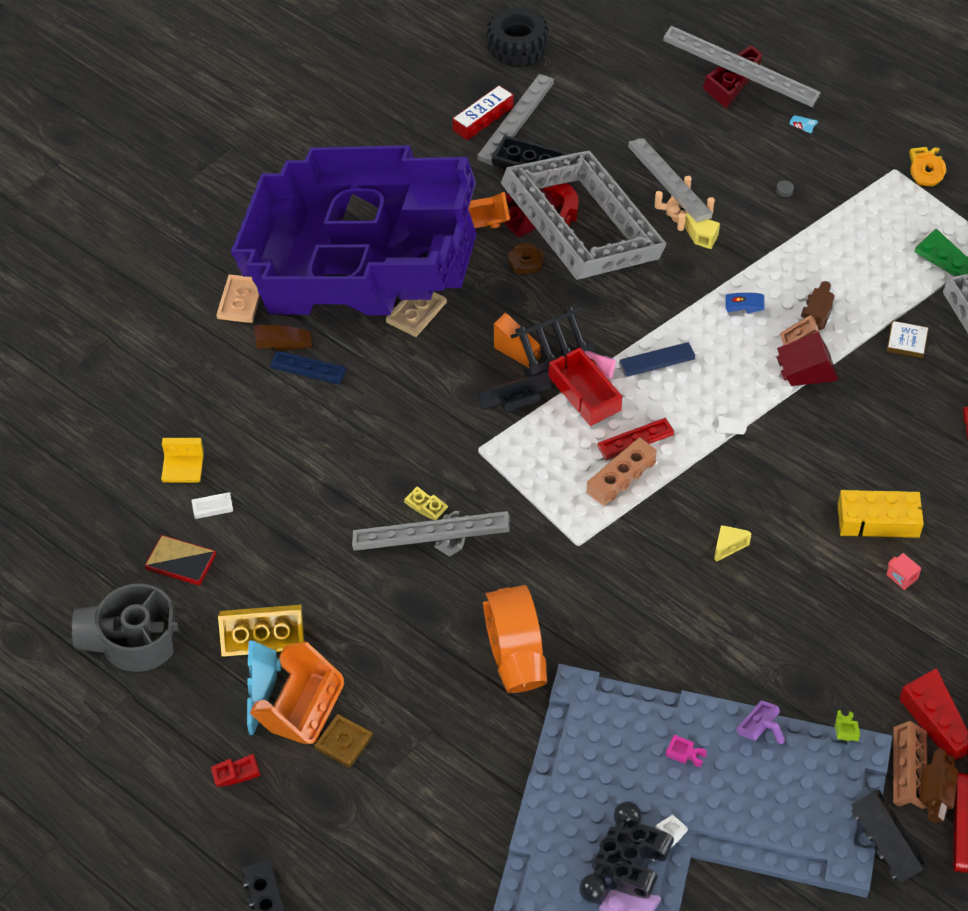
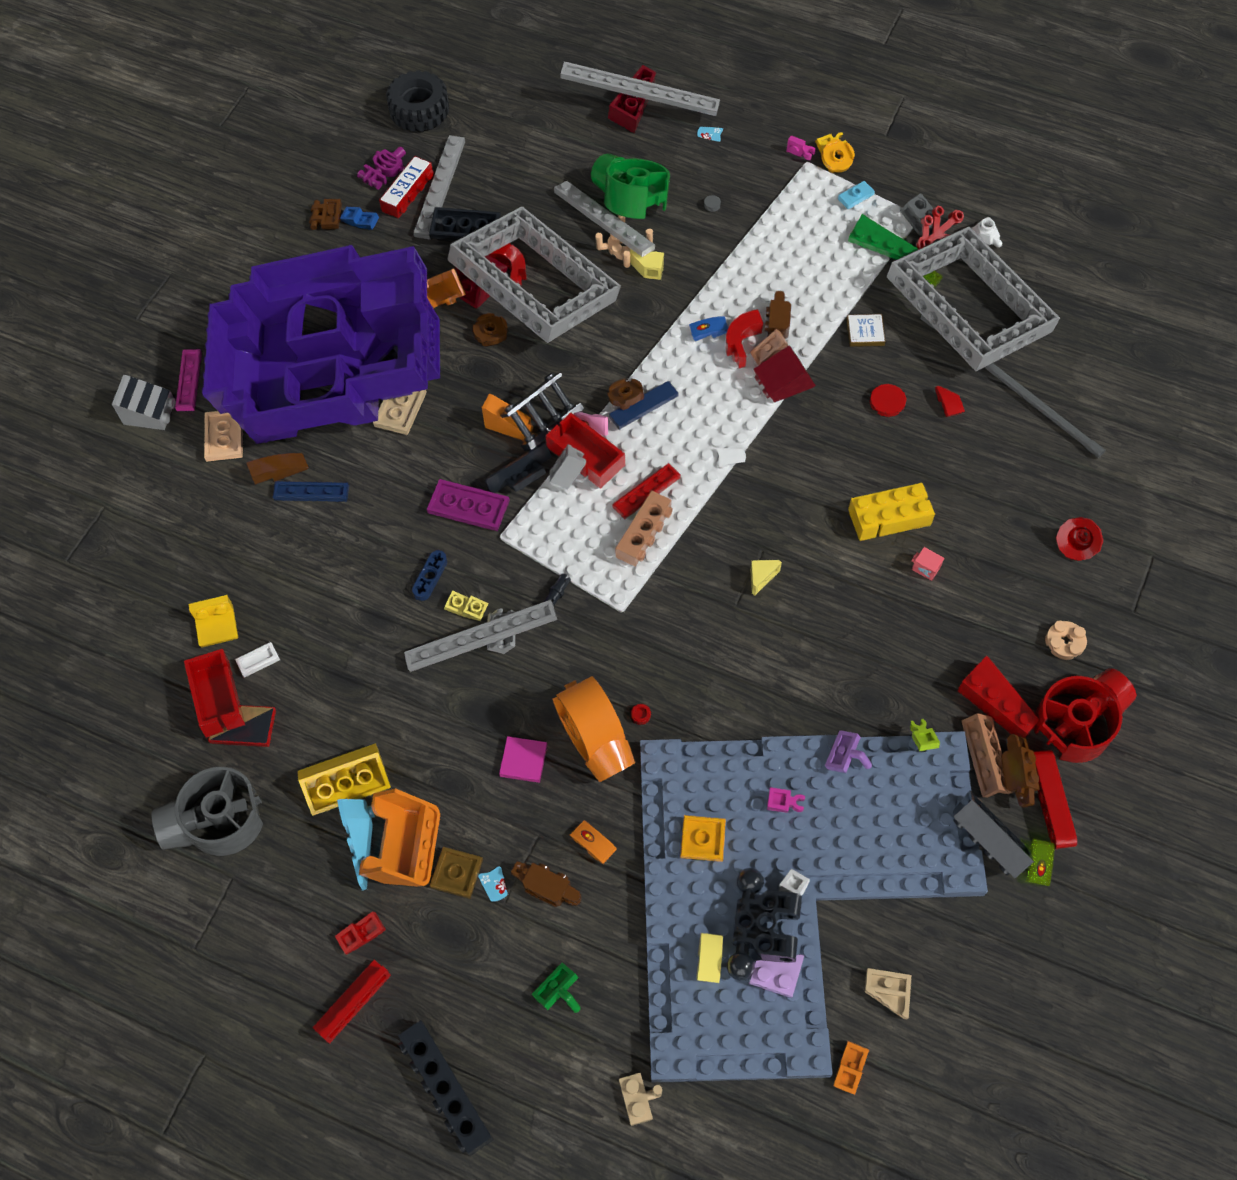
camera: 15 degrees left, 10 degrees up
(163, 522) = (214, 693): none -> red piece
(173, 254) = (143, 404): none -> light grey slope
(209, 829) = (351, 1001): none -> red fence
(222, 243) = (188, 380): none -> dark pink tile
(377, 761) = (494, 884): none -> medium azure sticker
(400, 460) = (429, 583): none -> dark blue beam
(402, 121) = (330, 214): none -> reddish brown plate
(409, 866) = (556, 987): none -> green plate
(426, 131) = (357, 218): none -> blue slope
(427, 773) = (546, 885): none -> reddish brown hinge
(439, 655) = (523, 759): none -> dark pink tile
(455, 413) = (468, 505): none -> magenta plate
(472, 90) = (389, 166): none -> magenta torso
(485, 746) = (593, 842): none -> orange slope
(519, 510) = (556, 591): none -> black pin
(562, 397) = (567, 467): none -> light grey hinge
(566, 874) = (709, 957): none -> light yellow slope
(567, 642) = (640, 714): none -> red tile
(593, 766) = (703, 838): none -> light orange tile
(641, 344) = (633, 393): none -> reddish brown plate
(705, 152) = (630, 184): none -> green animal
(776, 309) = (741, 328): none -> red arch
(889, 153) = (797, 147): none -> dark pink plate
(910, 410) = (888, 400): none -> red tile
(935, 209) = (856, 195): none -> medium azure plate
(935, 879) = (1041, 869): none -> clear neon green slope

